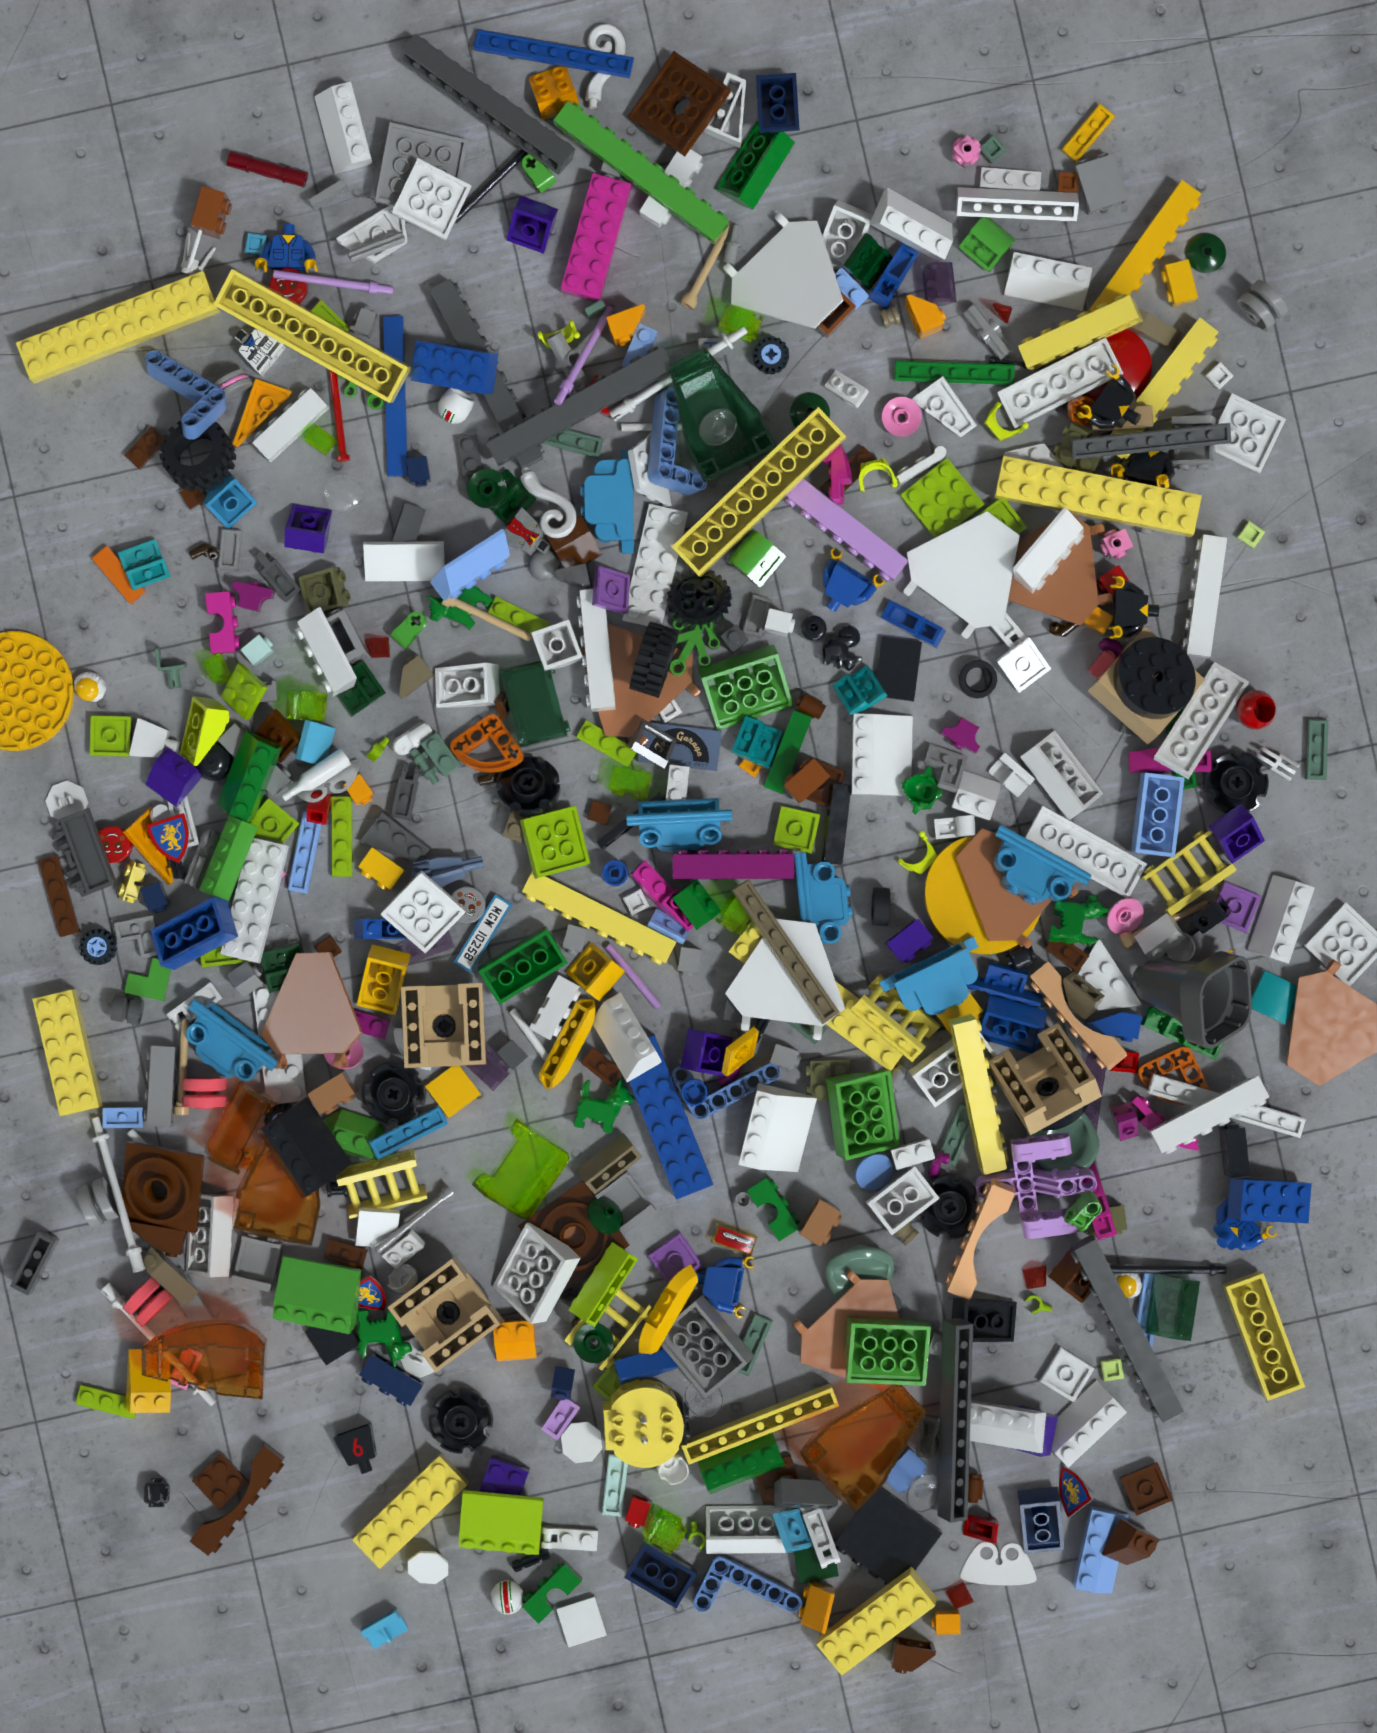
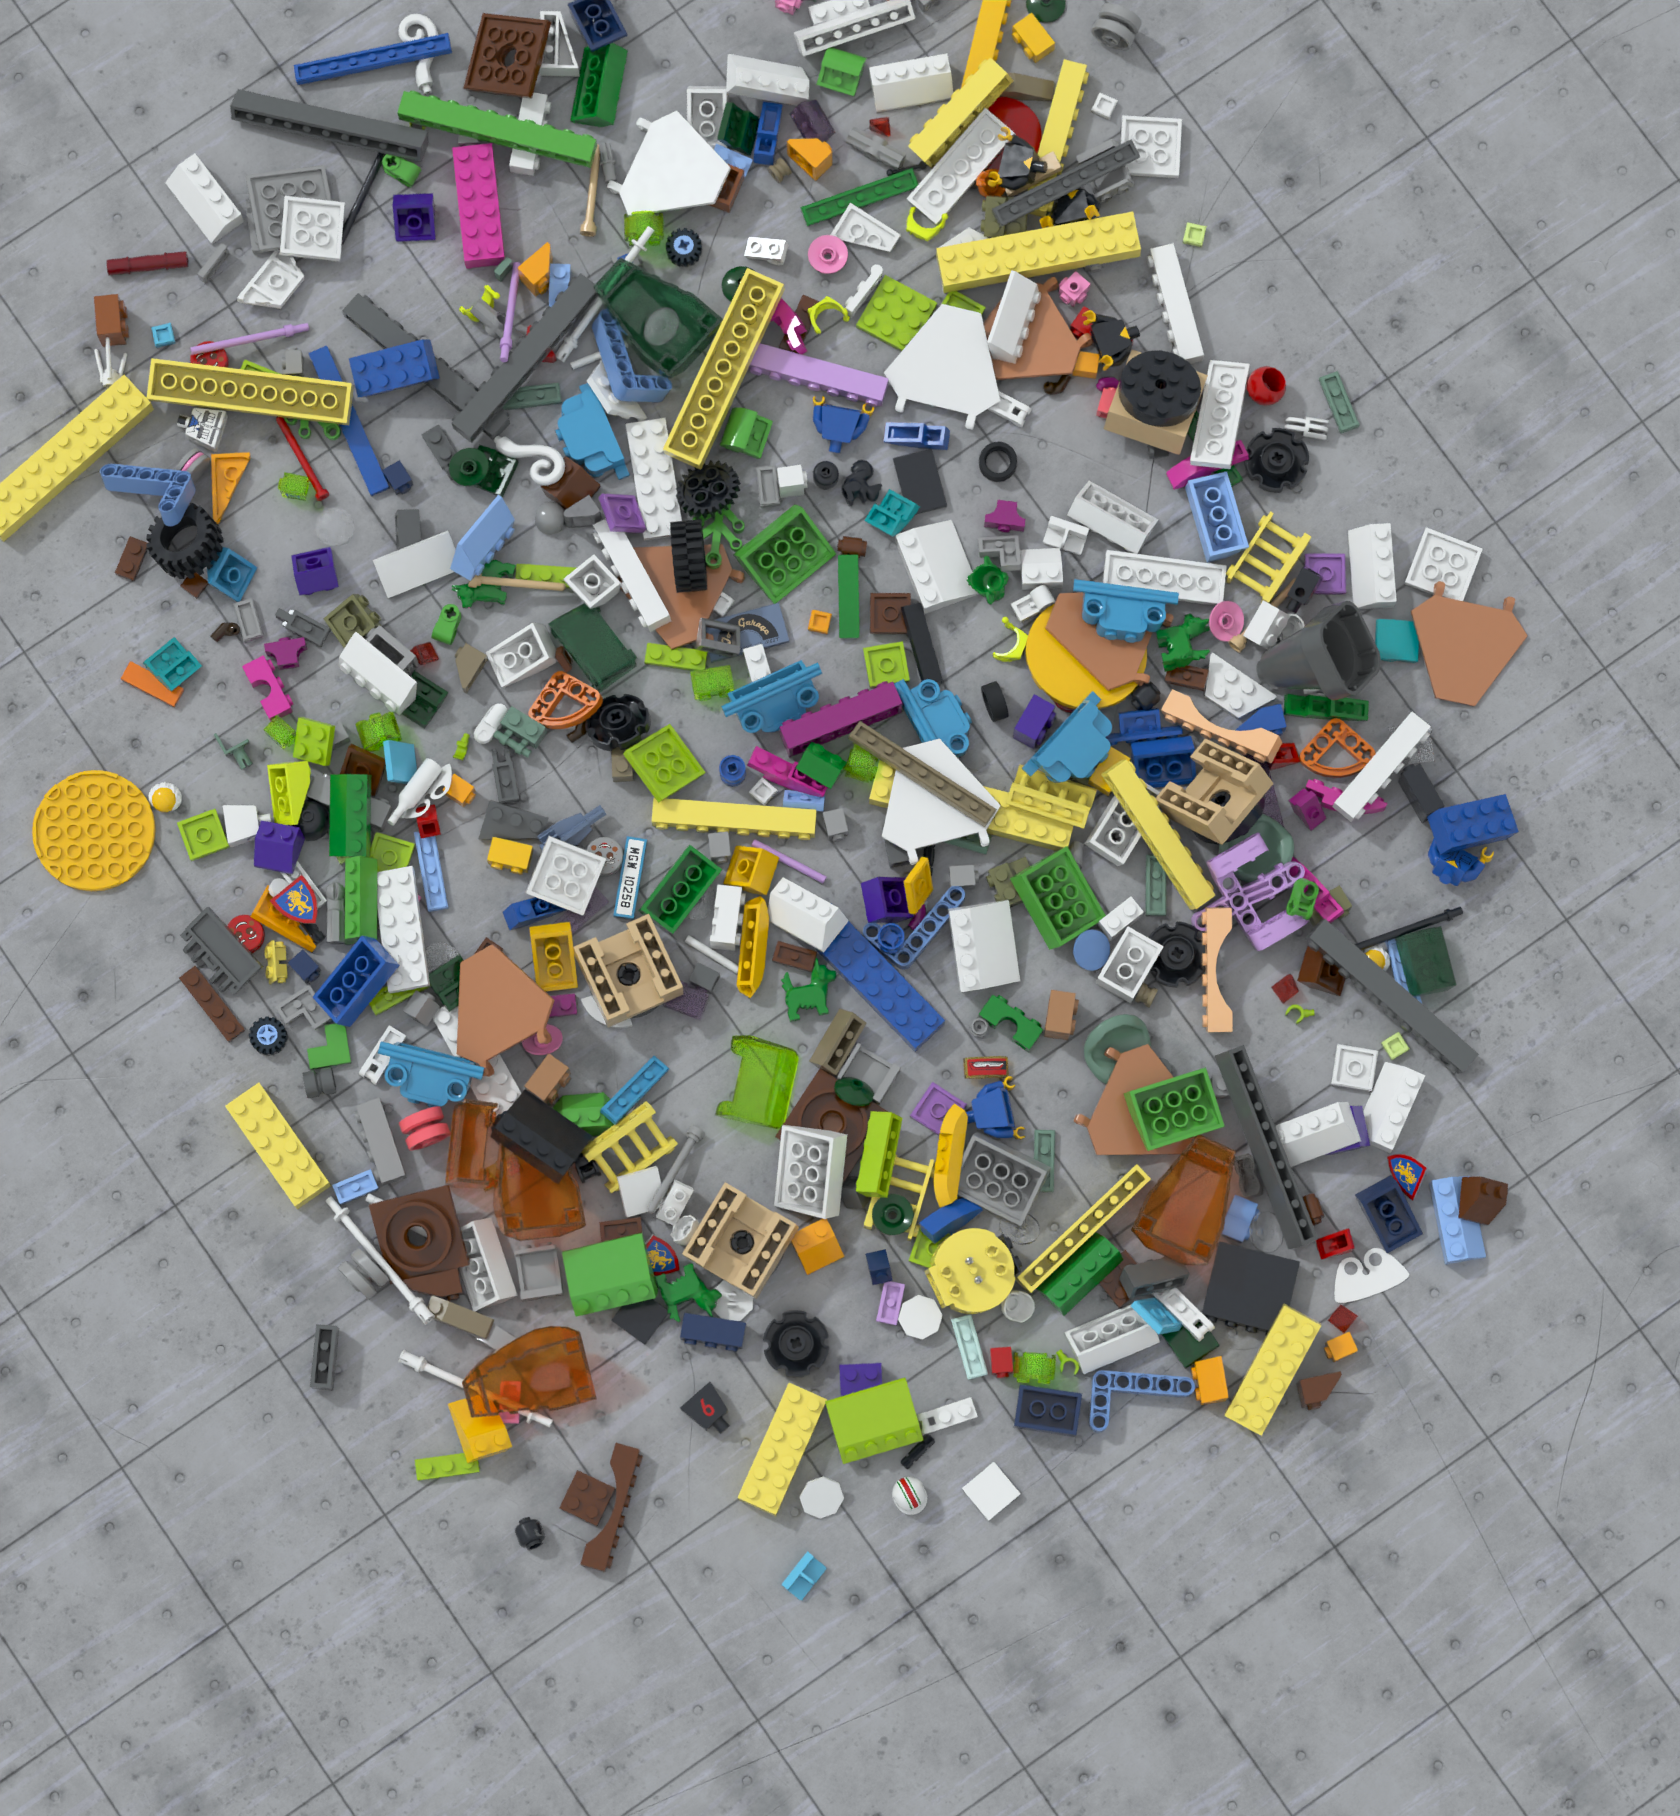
camera: 25 degrees left, 10 degrees down
(66, 799) = (182, 911): white piece -> none
(147, 1301) = (448, 1348): coral wheel -> none
(177, 1108) = (406, 1155): tan piece -> none
(258, 649) = (311, 700): light aqua brick -> none
(287, 252) = (195, 328): blue torso -> none
(290, 424) = (260, 483): white brick -> none
(342, 837) = (460, 841): lime plate -> none
(376, 246) = (277, 291): light grey axle -> none
(388, 1108) = (606, 1043): black piece -> none
(453, 1090) = (661, 1035): yellow tile -> none
(455, 406) = (408, 406): white helmet -> none
(526, 534) = (523, 494): torso -> none
(552, 91) = (385, 92): light orange bracket -> none
(563, 1578) = (955, 1455): green arch -> none
(599, 812) = (695, 723): reddish brown tile -> none
(622, 828) = (720, 730): black tile -> none
(734, 638) = (755, 513): dark grey brick -> none
(757, 742) = (816, 599): teal slope -> none
(806, 780) = (876, 612): dark orange brick -> none
(935, 1165) = (1147, 918): magenta arm -> none
(990, 1318) = (1263, 1043): black slope -> none
(1023, 664) = (1034, 431): white tile -> none
(1081, 995) = (1217, 708): dark tan slope -> none
(1146, 1488) = (1475, 1143): reddish brown plate -> none
(1194, 1095) = (1426, 754): white tile -> none
(1236, 833) = (1296, 503): dark purple brick -> none
(1263, 1335) = (1522, 953): light yellow brick -> none

